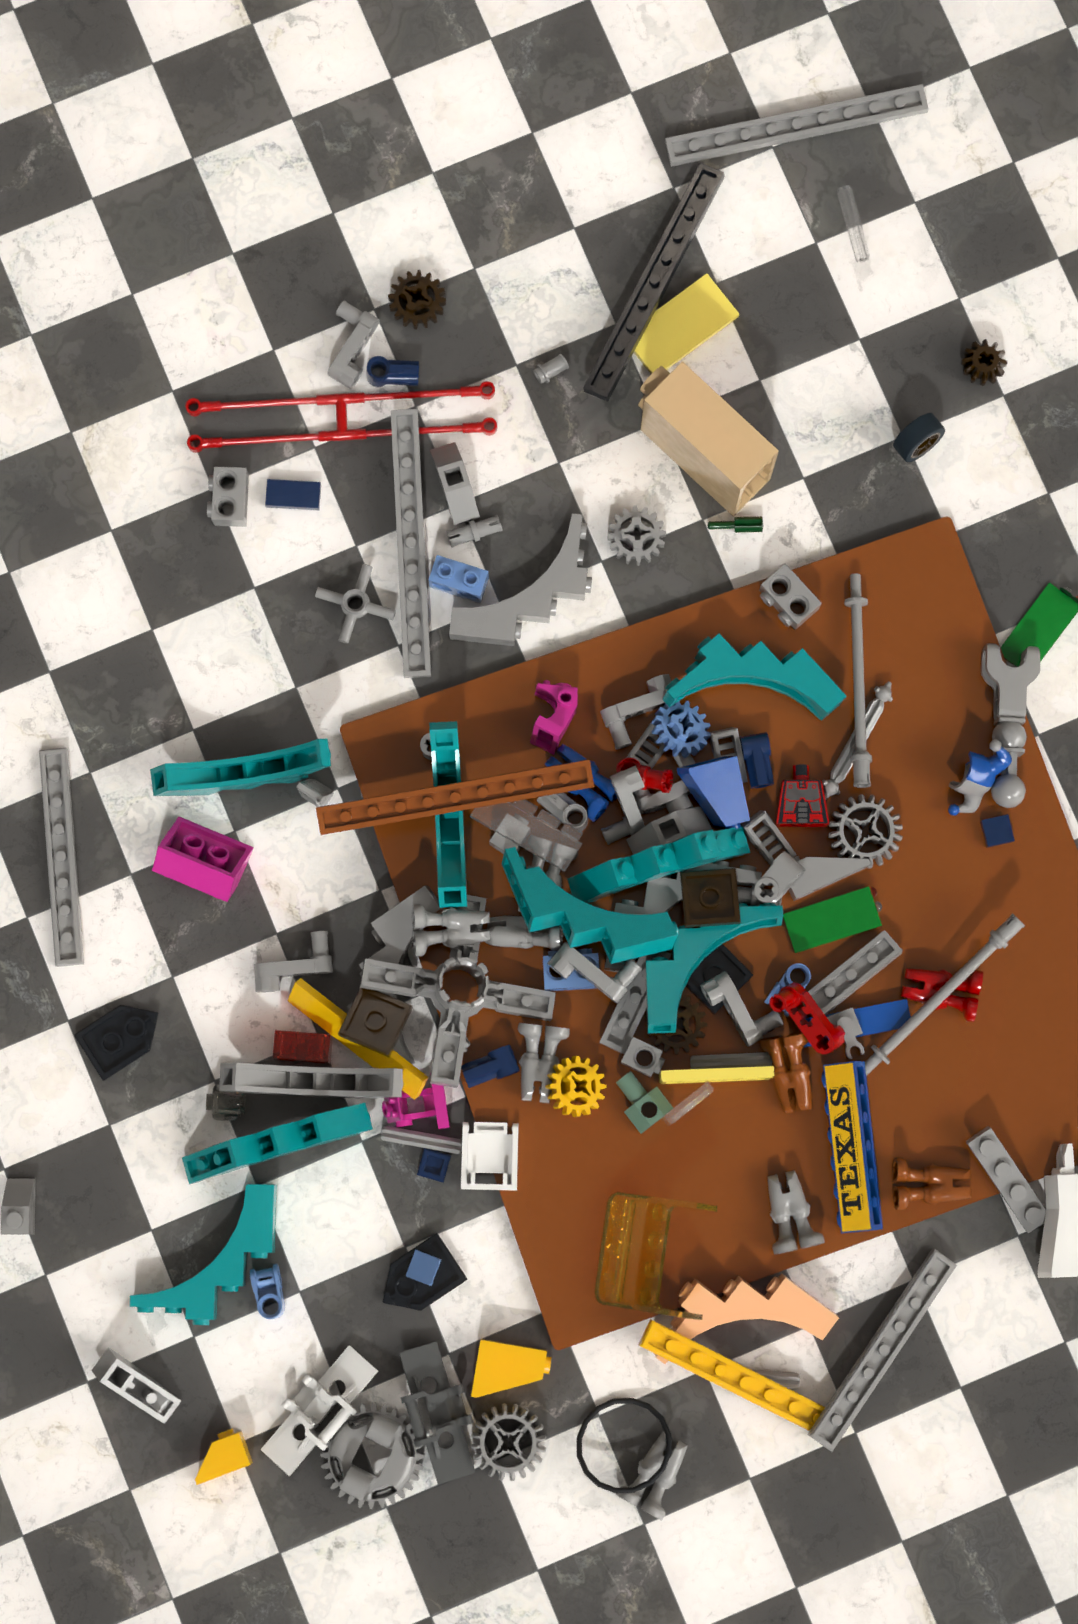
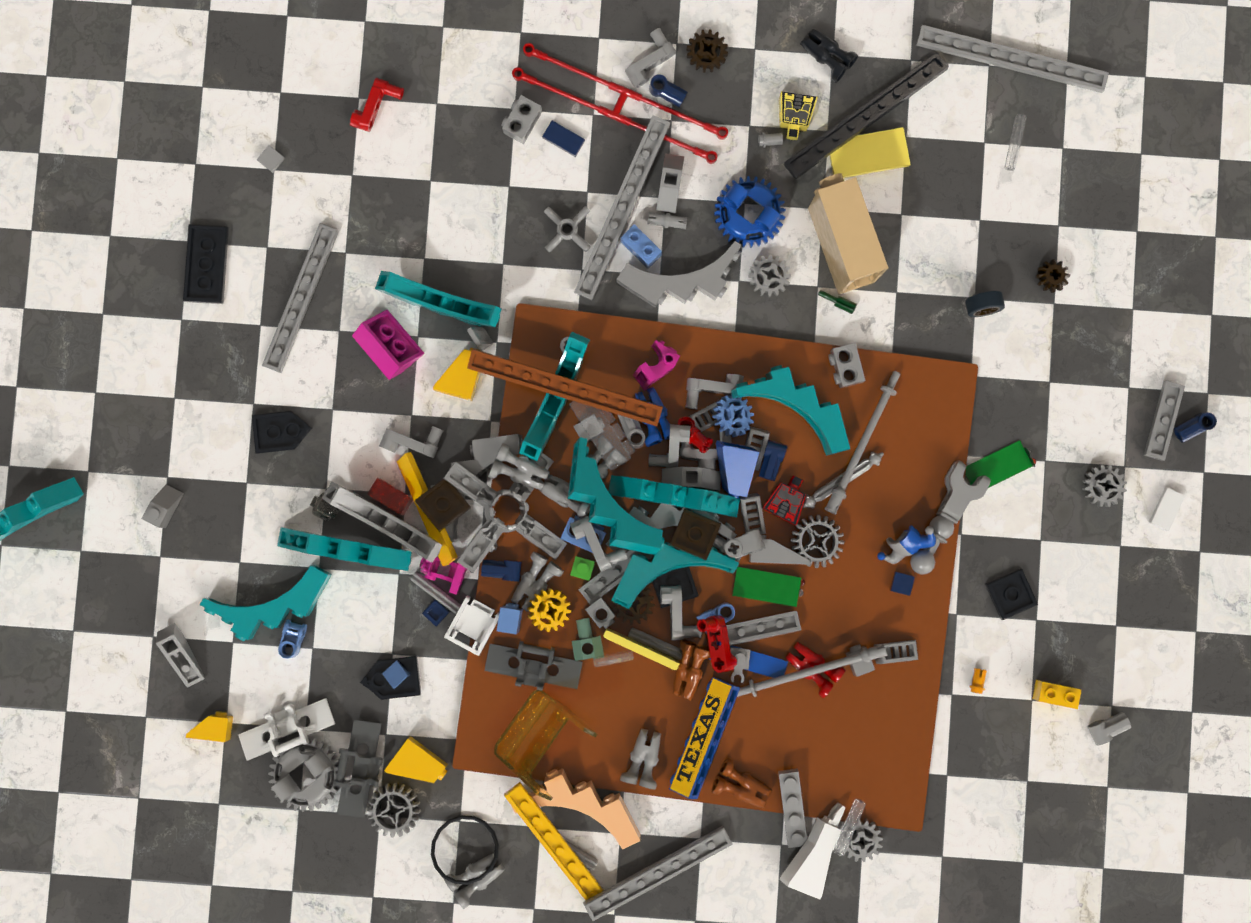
camera: 25 degrees right, 5 degrees up
(32, 544) = (380, 88): none -> red beam
(315, 855) = (459, 380): none -> yellow slope
(532, 1121) = (509, 618): none -> medium blue brick
(555, 228) = (822, 46): none -> black piece
(565, 321) = (795, 112): none -> torso
(569, 494) = (738, 226): none -> blue piece
(591, 1012) = (582, 568): none -> bright green brick
(592, 1176) = (531, 671): none -> dark grey piece
(999, 958) = (859, 668): none -> light grey brick
(1027, 933) = (887, 659): none -> light grey slope

